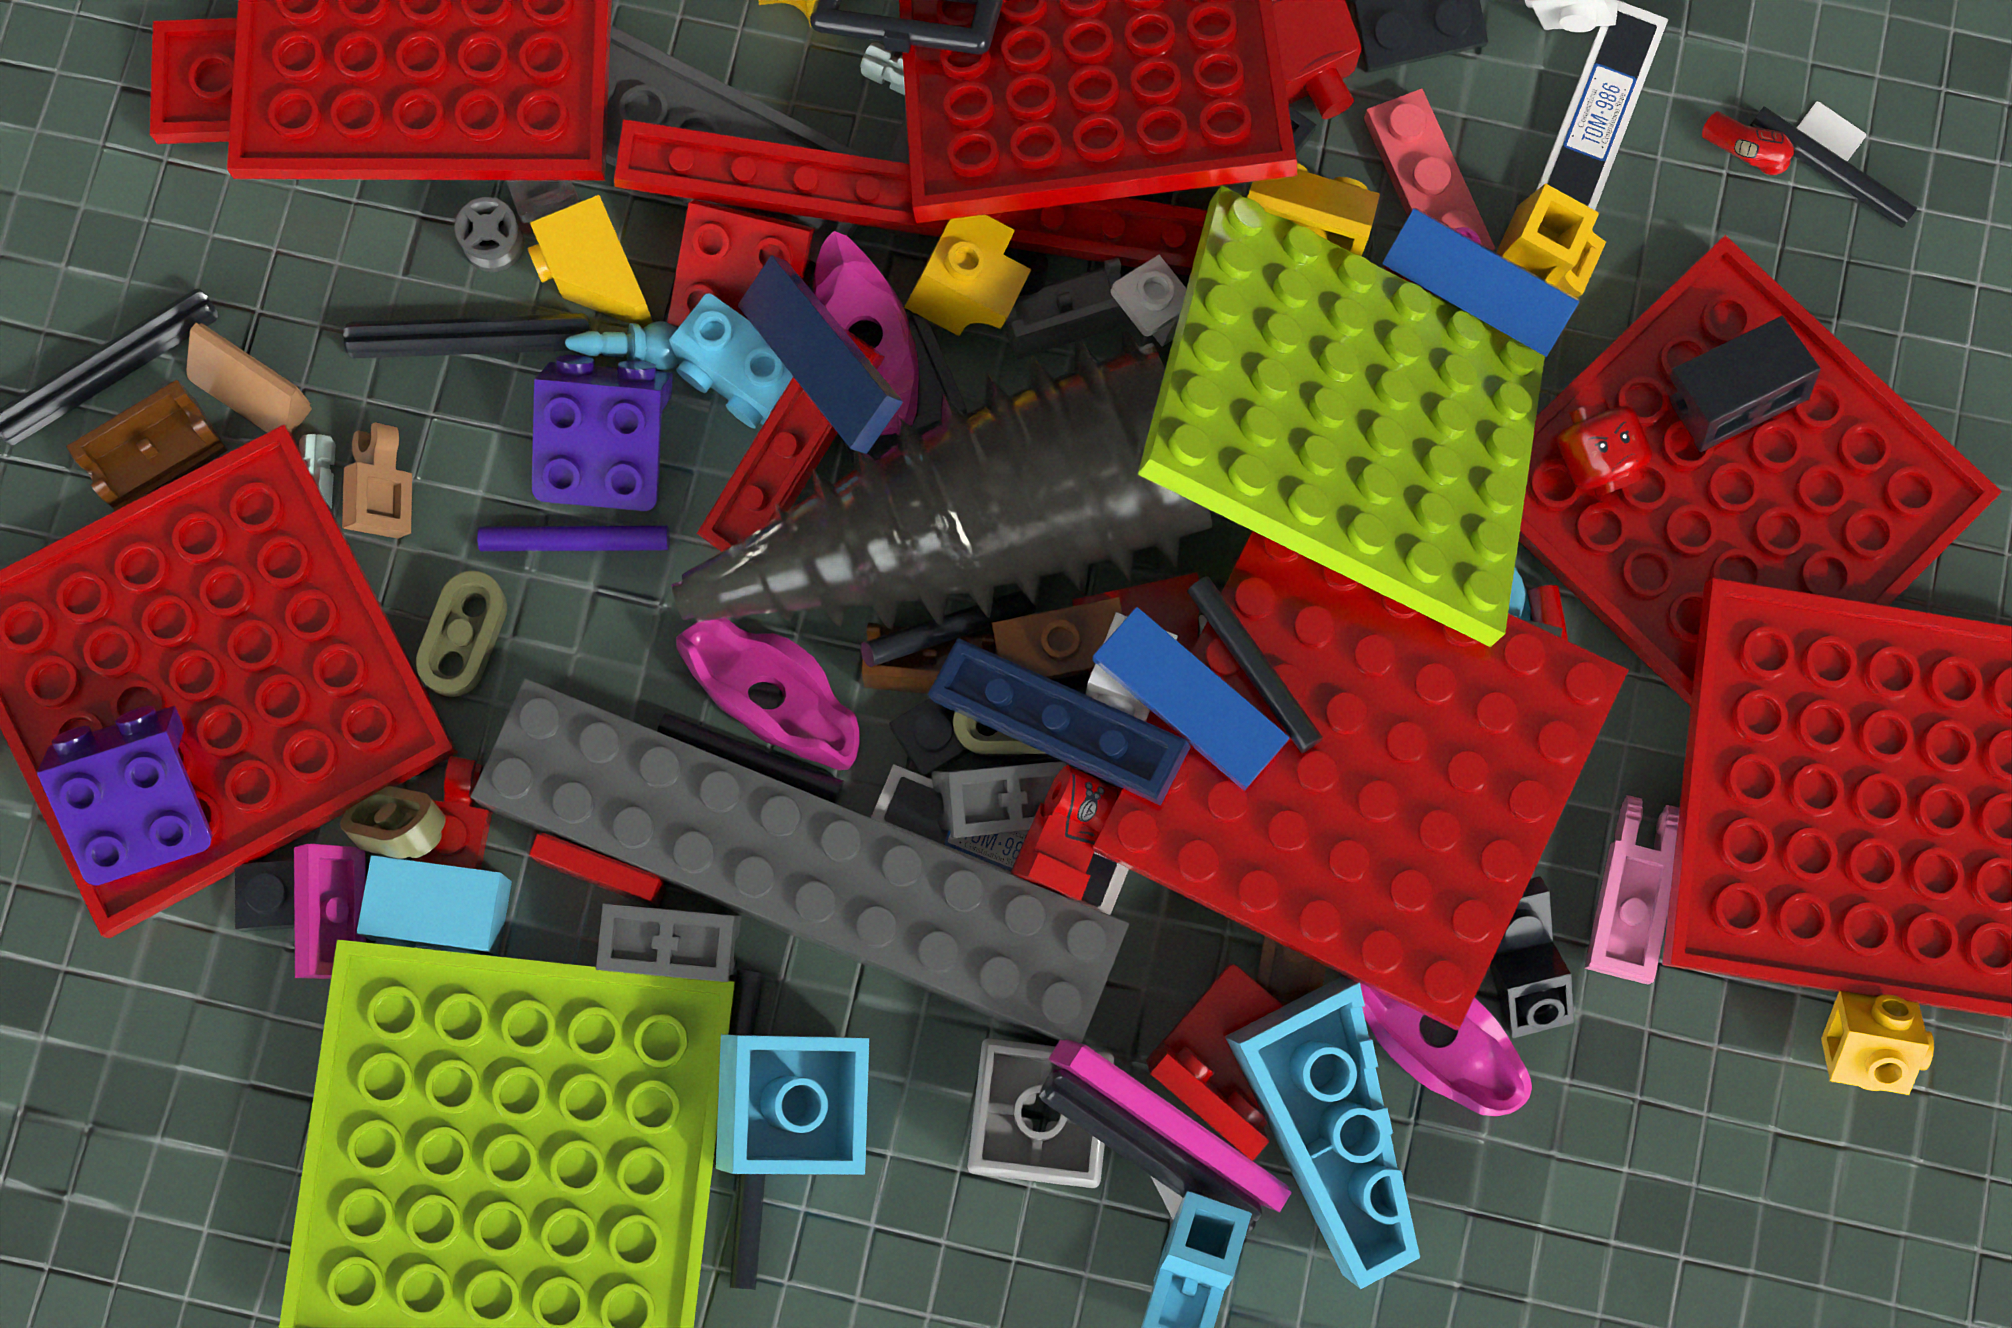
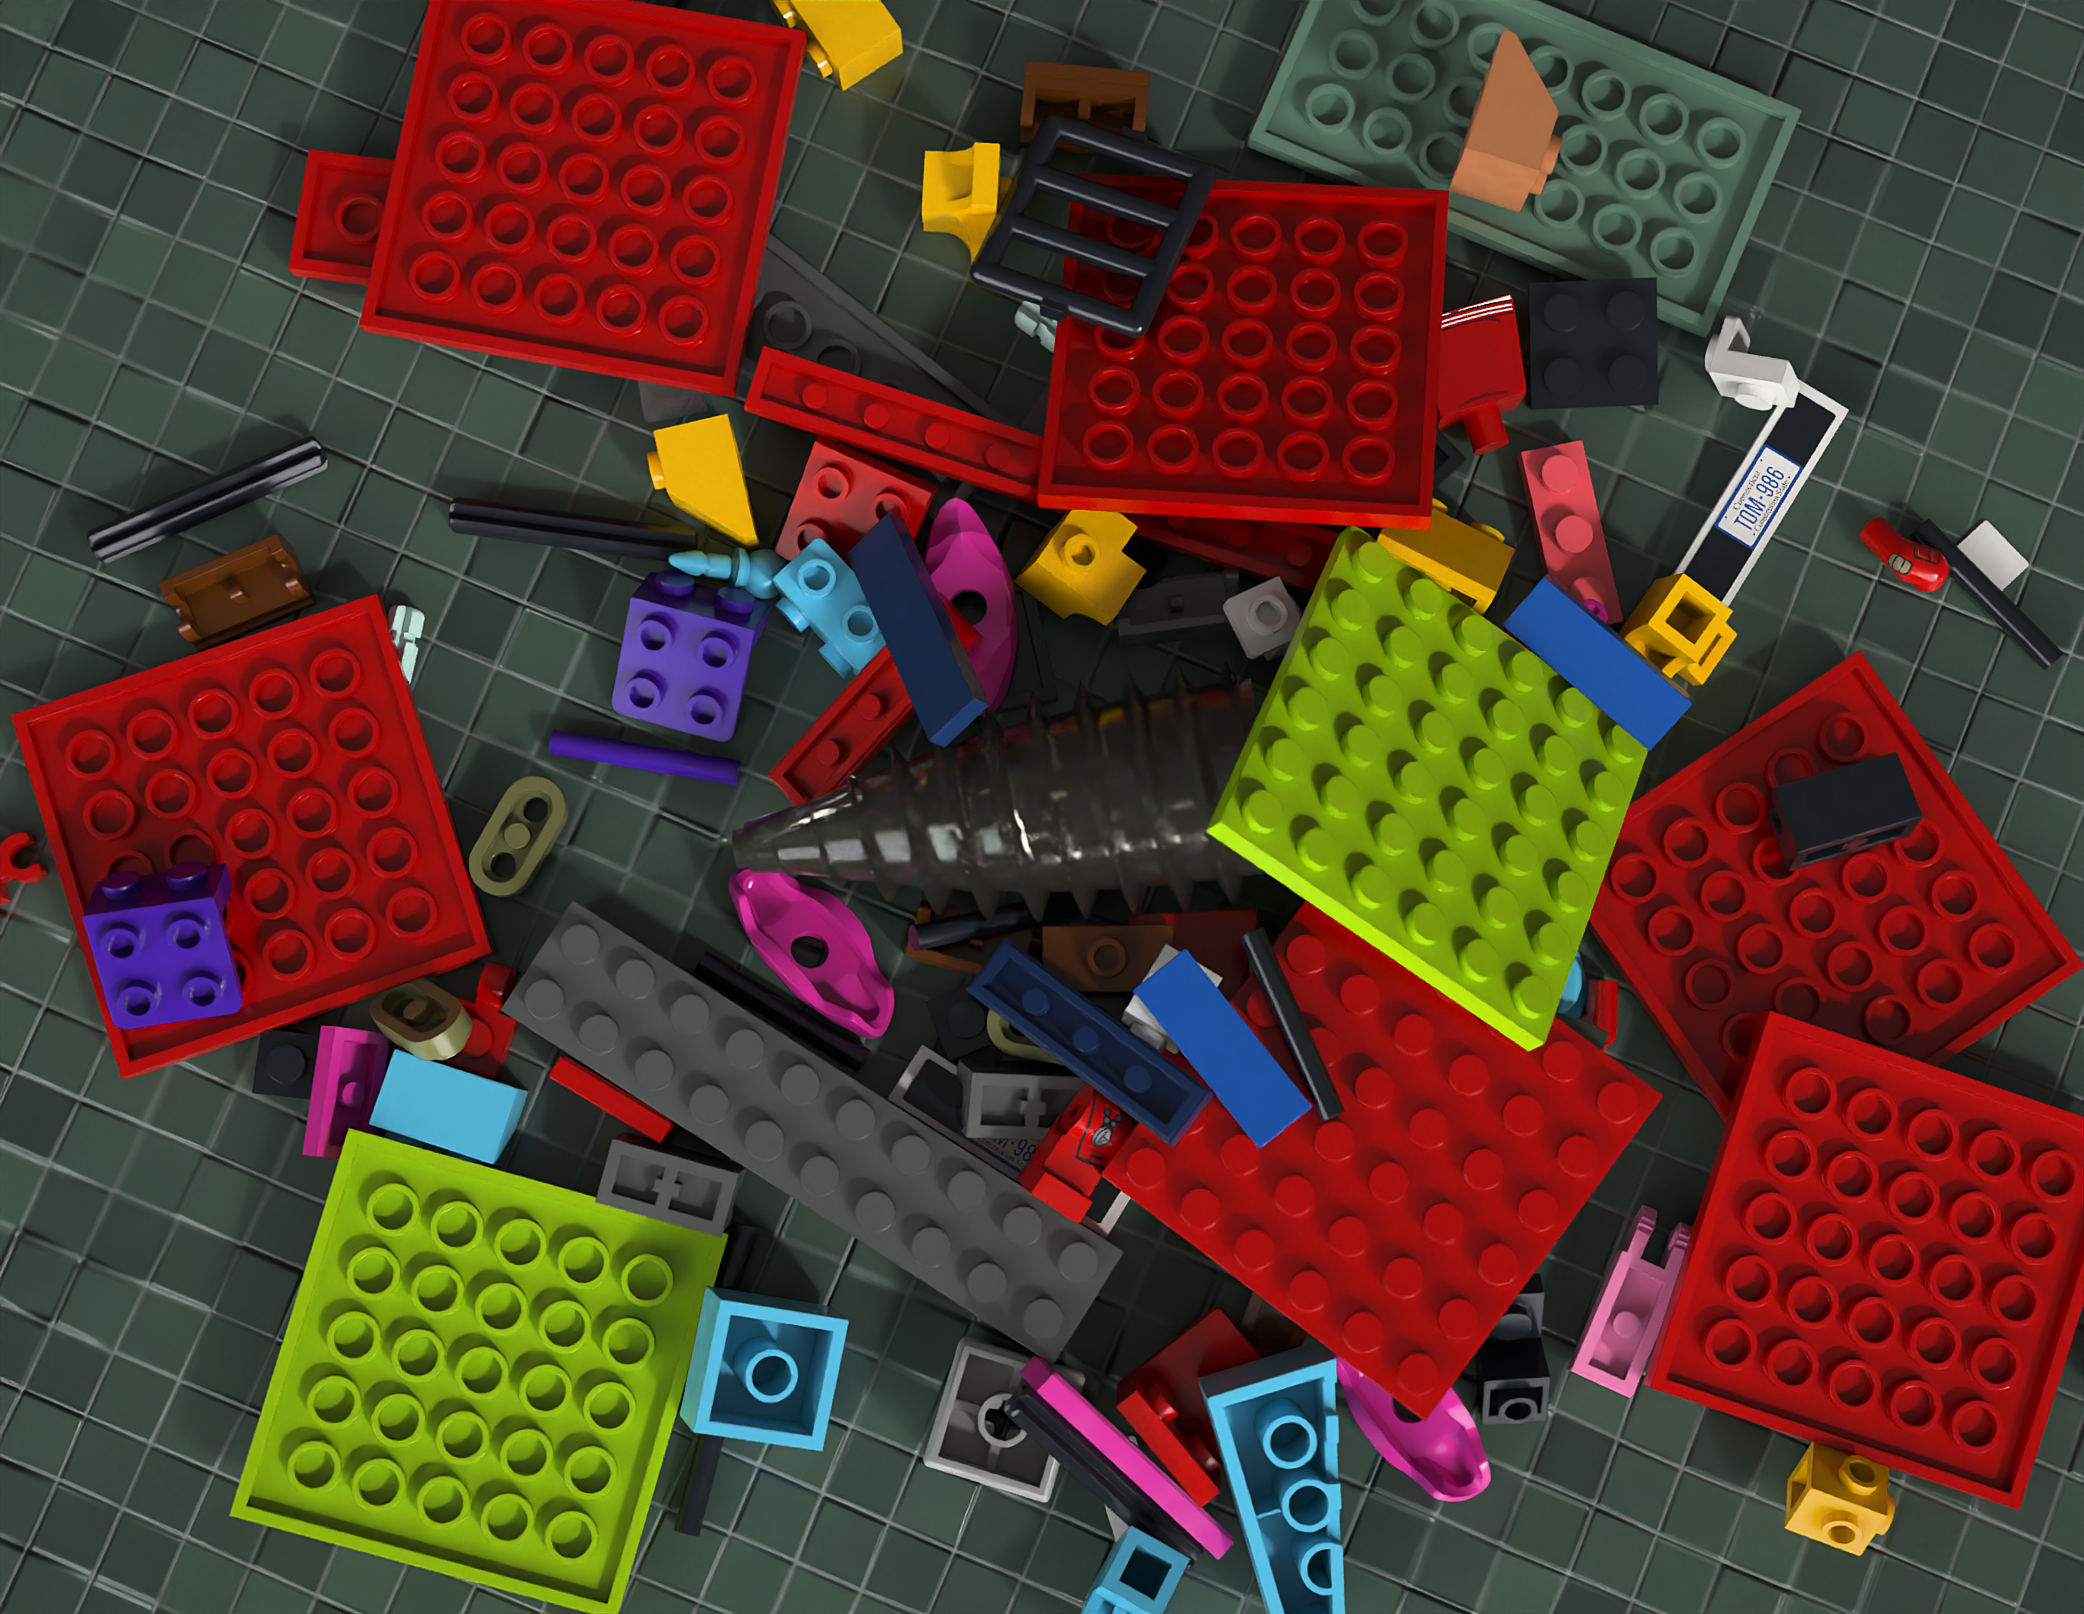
camera: 10 degrees right, 5 degrees up
(243, 382) = (343, 542): medium nougat slope -> none
(374, 492) = (455, 677): medium nougat plate -> none
(484, 220) = (604, 418): dark grey wheel -> none
(1604, 447) = (1689, 855): red head -> none

